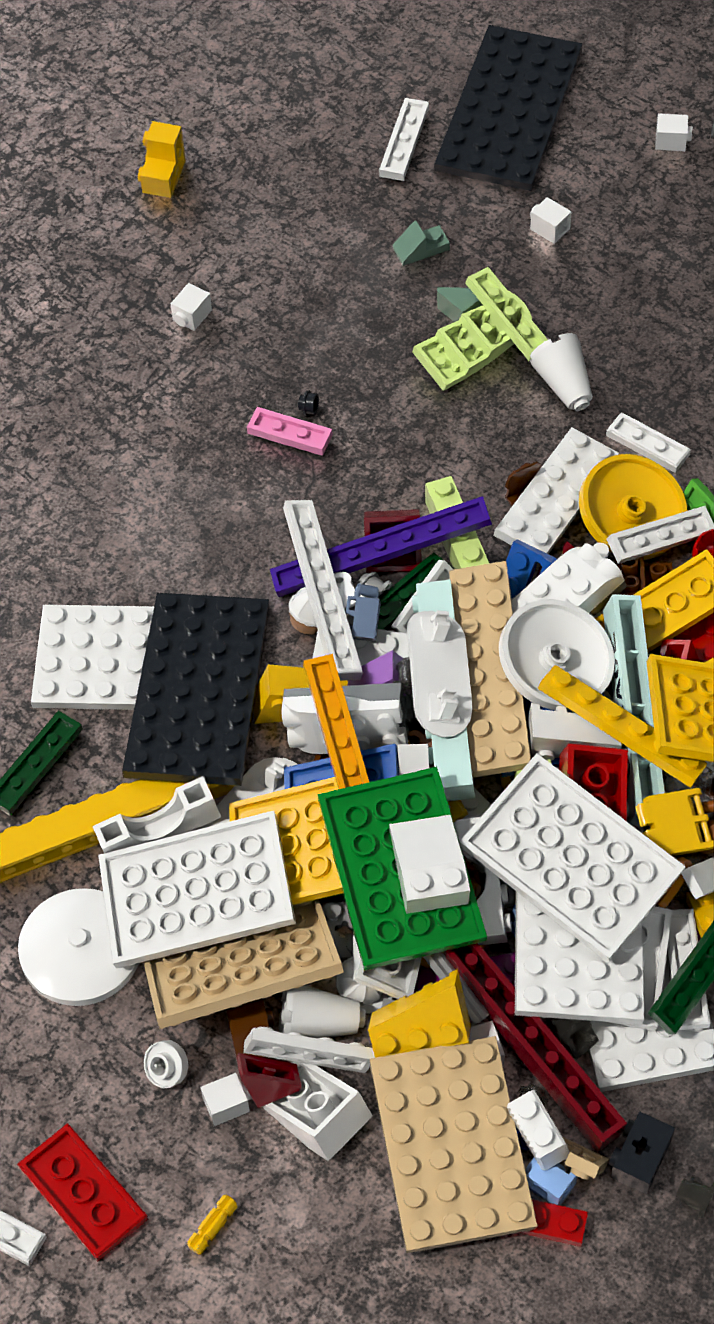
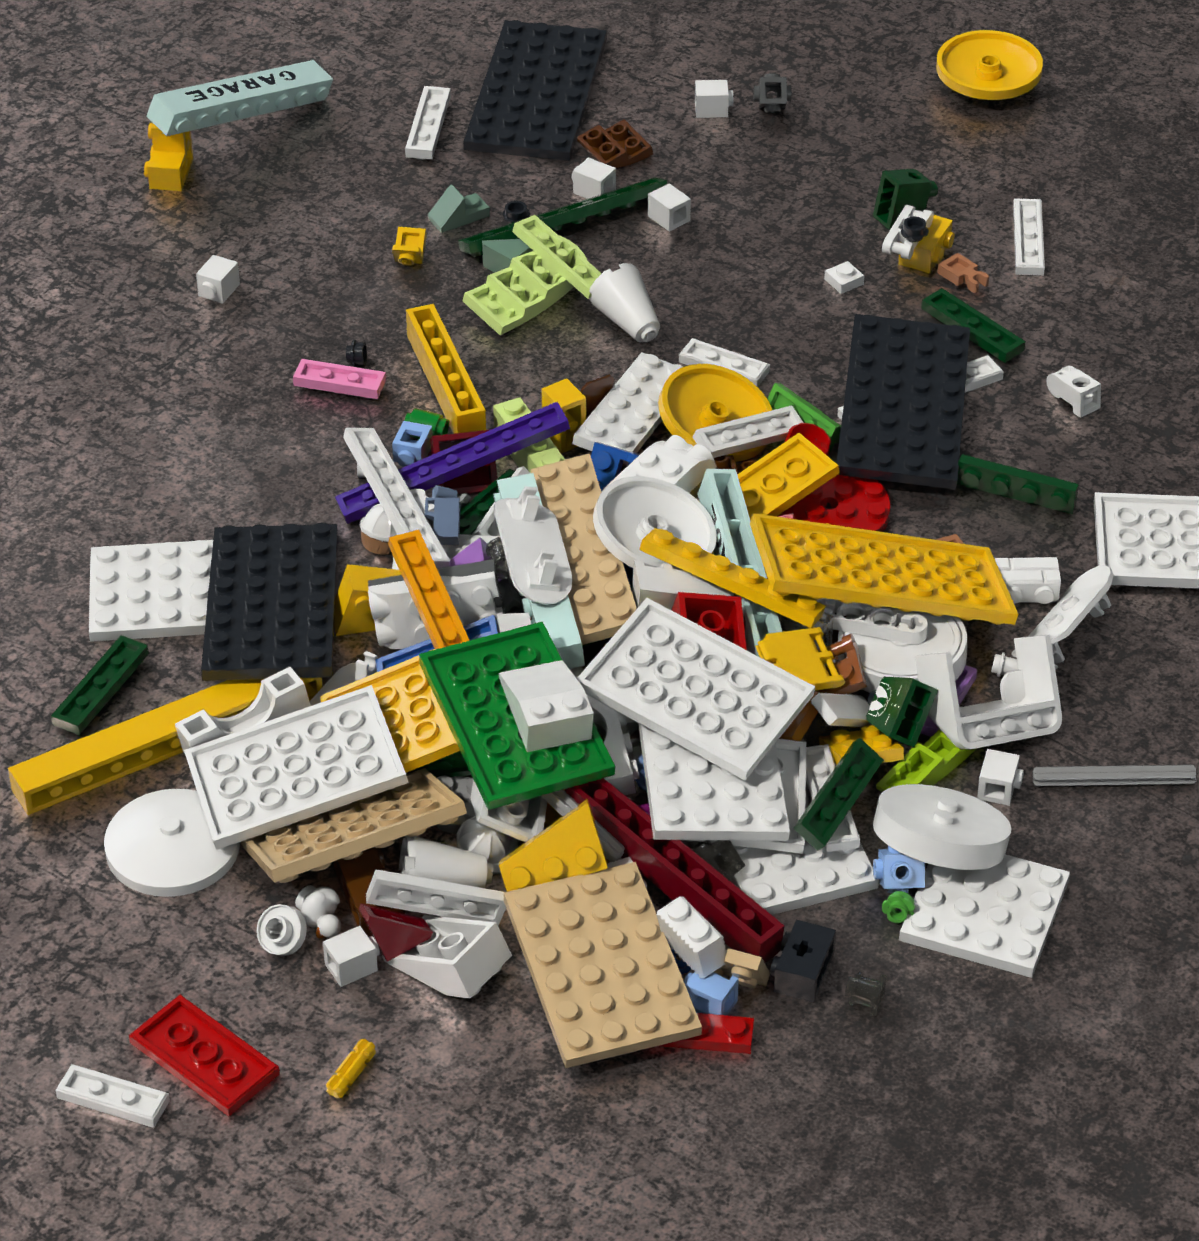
camera: 10 degrees left, 15 degrees down
(200, 1040) = (318, 908): none -> white animal
(230, 108) = (239, 97): none -> light aqua brick
(346, 515) = (410, 451): none -> light blue brick
(362, 493) = (439, 424): none -> green brick
(371, 282) = (409, 245): none -> yellow bracket
(386, 436) = (444, 370): none -> yellow brick
(473, 251) = (515, 211): none -> black plate
(495, 493) = (574, 407): none -> yellow brick
(526, 256) = (573, 213): none -> dark green plate
(575, 178) = (616, 145): none -> reddish brown slope
(617, 257) = (669, 207): none -> white brick

